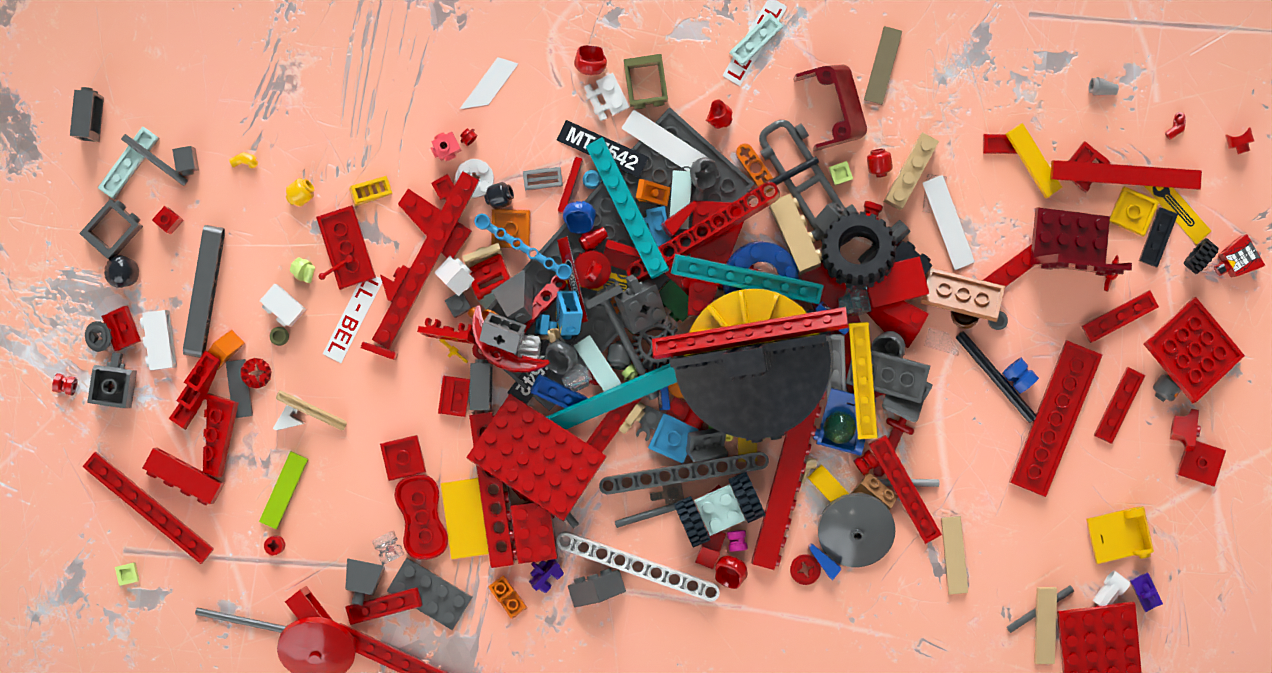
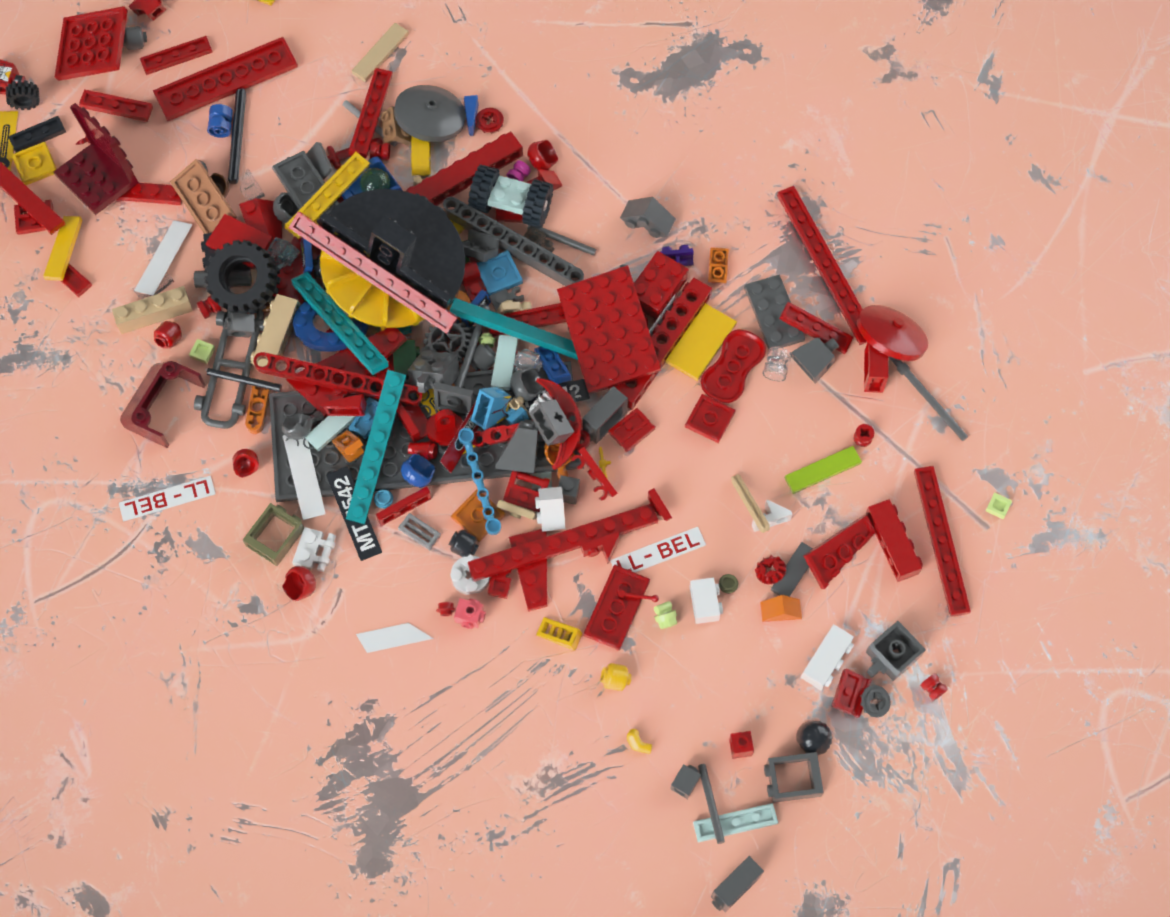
camera: 135 degrees left, 20 degrees down
(196, 389) = (830, 595): red slope -> none
(203, 291) = (758, 666): dark grey beam -> none
(645, 573) = (603, 203): white beam -> none
(756, 39) = (164, 496): light aqua tile -> none
(883, 65) = (95, 401): dark tan tile -> none

